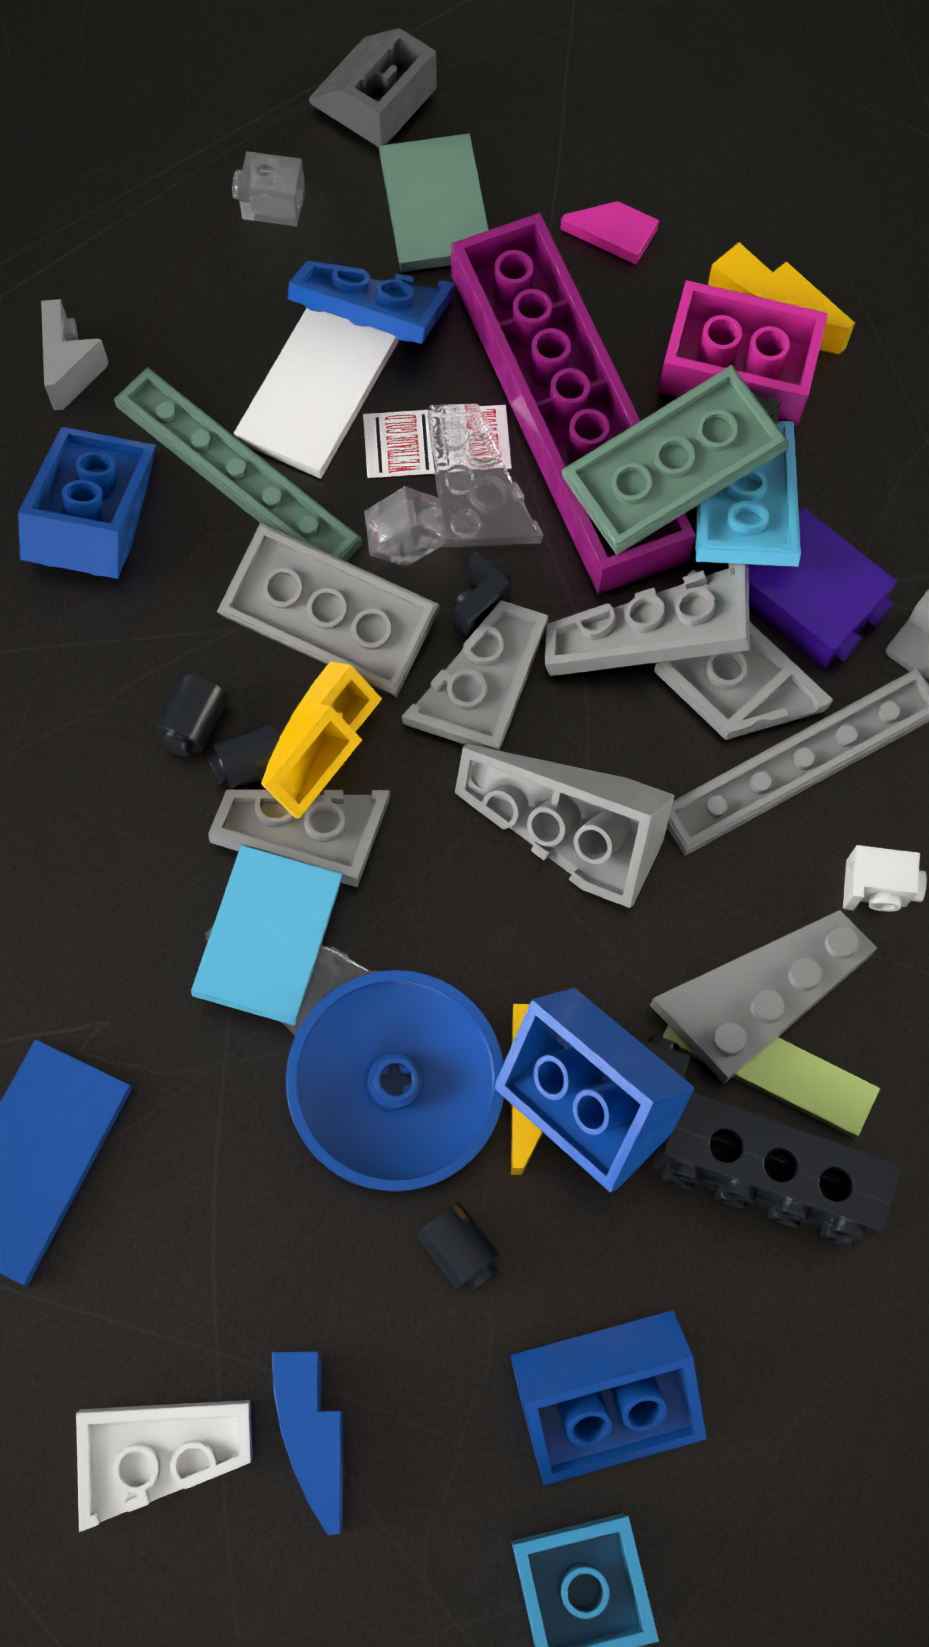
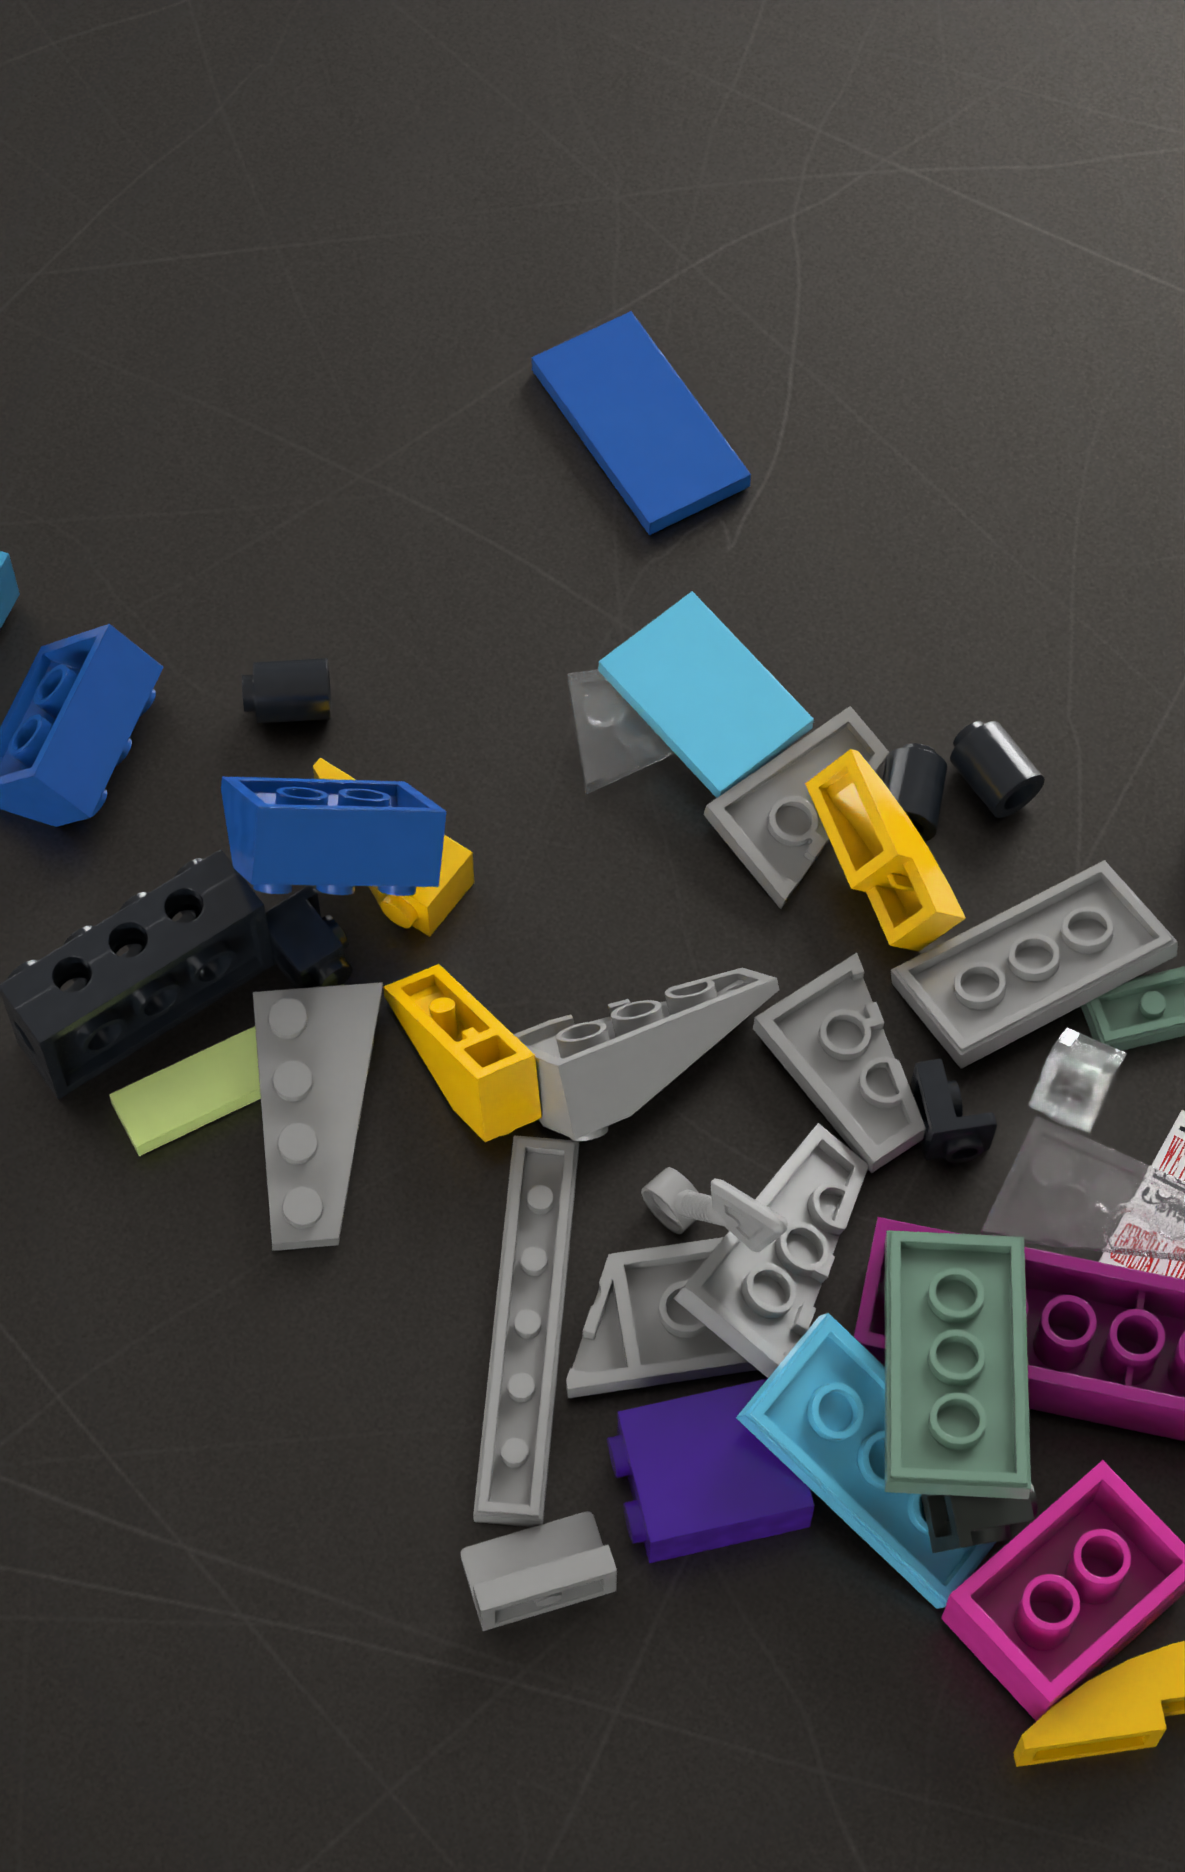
camera: 125 degrees right, 10 degrees down
(155, 1450) = (313, 381): white wing -> none
(310, 1435) = (229, 490): blue slope -> none
(394, 1080) = (483, 715): blue dish -> none
(652, 921) = (468, 1051): none -> yellow slope
(663, 705) = (679, 1205): none -> light grey piece
(883, 878) = (336, 1299): white brick -> none

